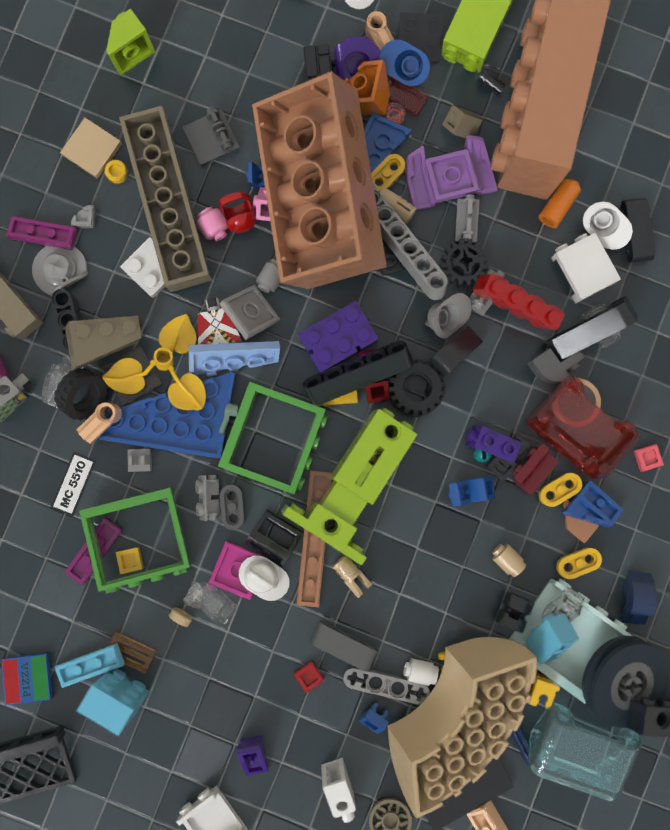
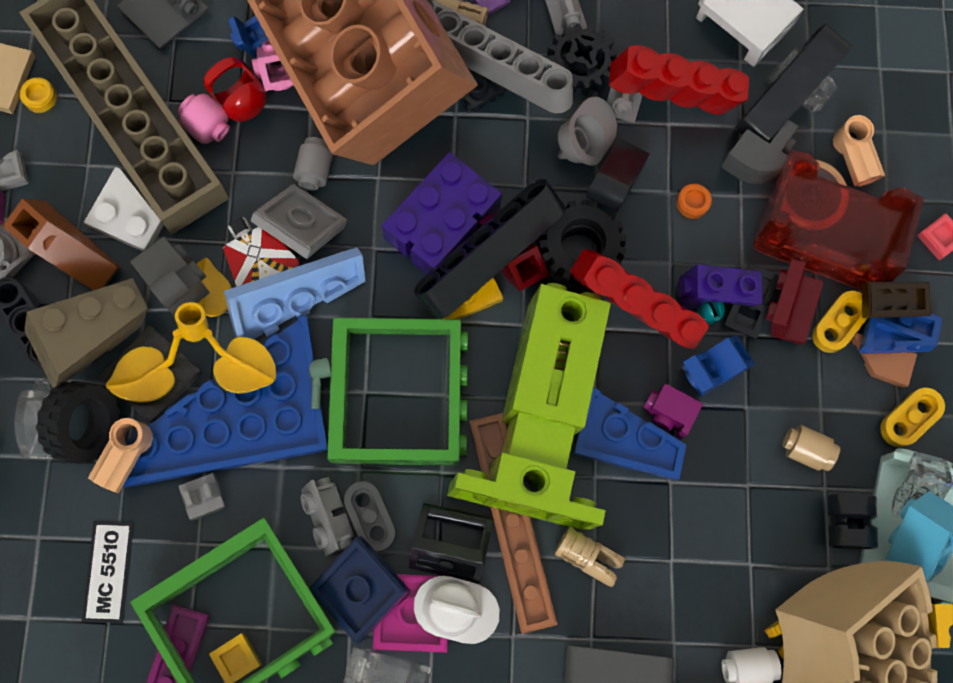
camera: 25 degrees left, 10 degrees down
(101, 276) = (60, 243): none -> dark orange slope
(160, 322) = (169, 276): none -> dark grey hinge
(211, 547) = (359, 589): none -> dark blue tile
(398, 514) = (628, 441): none -> blue wing
(433, 507) = (672, 410): none -> magenta brick
(437, 435) = (639, 298): none -> red brick
(500, 380) = (693, 201): none -> orange tile
(597, 490) = (895, 299): none -> dark brown plate
(618, 388) = (860, 152): none -> light nougat piece

